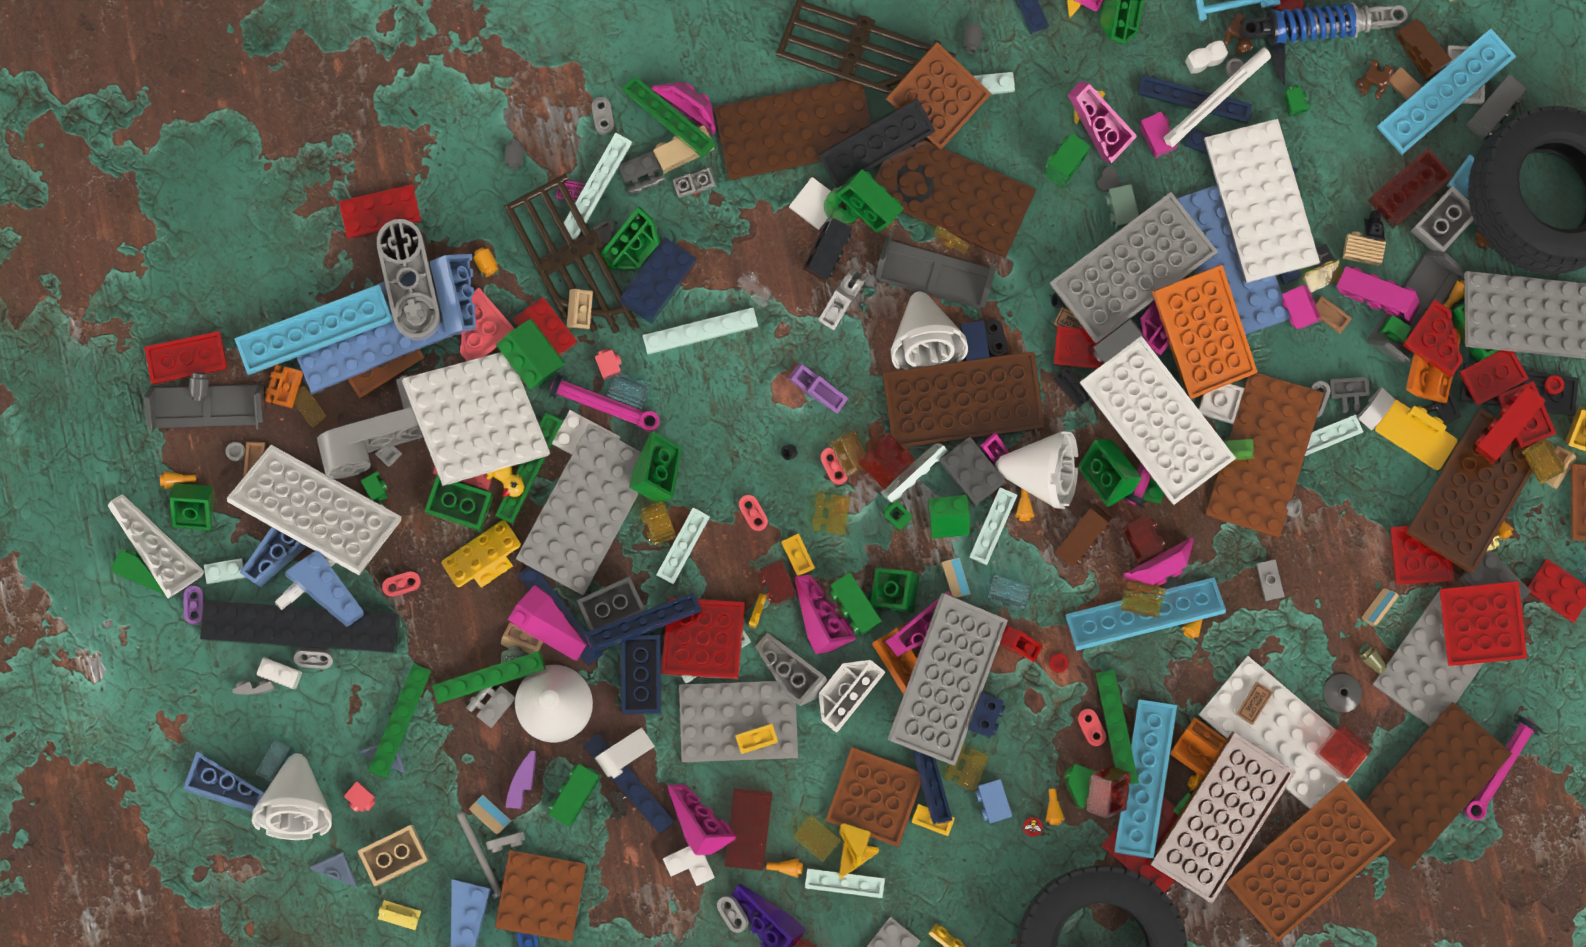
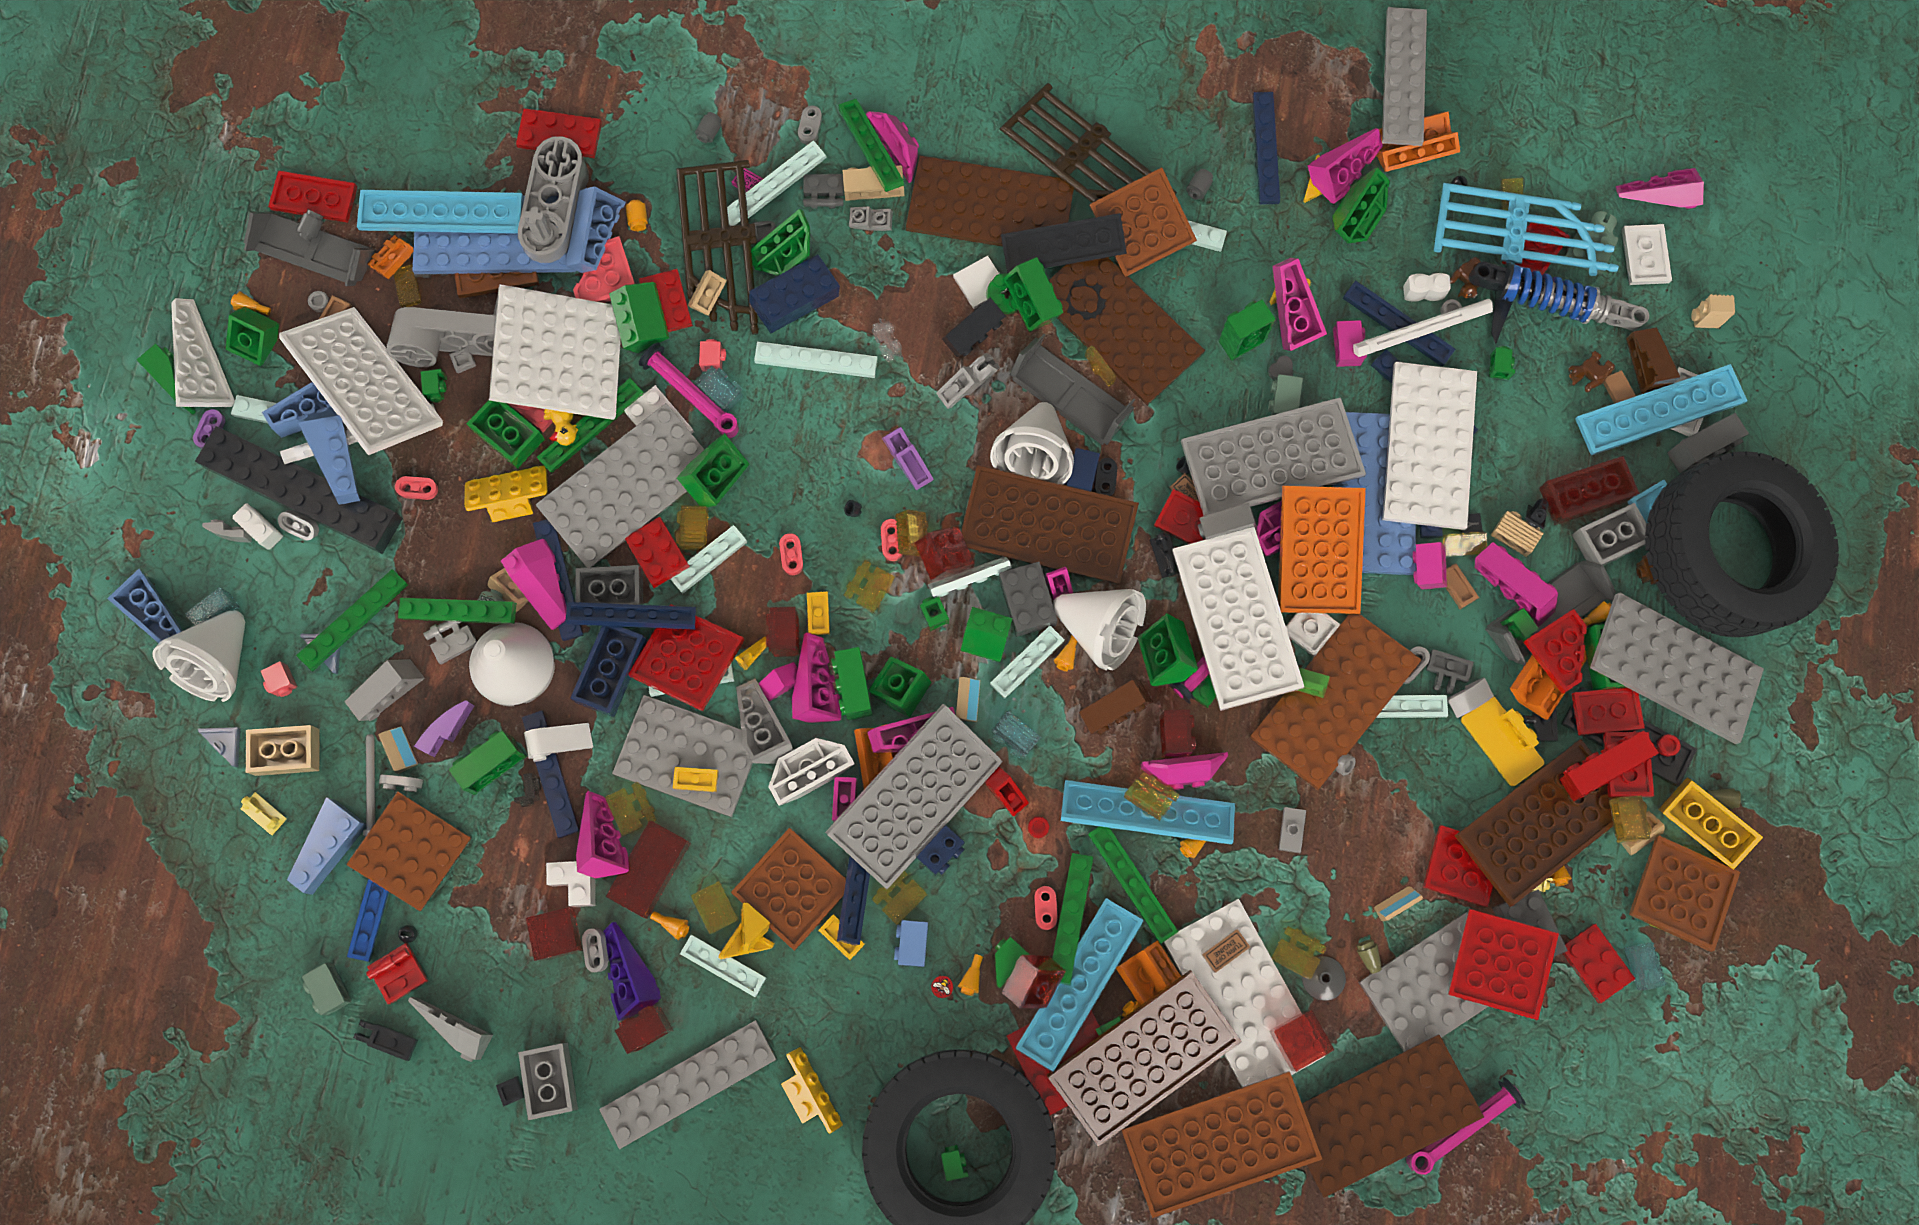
camera: 25 degrees right, 5 degrees down
(455, 769) = (383, 688): none -> light grey wedge
(637, 557) = (657, 552): none -> red plate
(693, 914) = (554, 934): none -> clear red brick
(705, 789) = (624, 811): none -> clear yellow plate
(789, 626) = (779, 681): none -> dark pink slope
(887, 703) = (844, 794): none -> dark pink brick
(1156, 678) = (1133, 883): none -> green plate
(1314, 686) = (1295, 958): none -> clear yellow plate

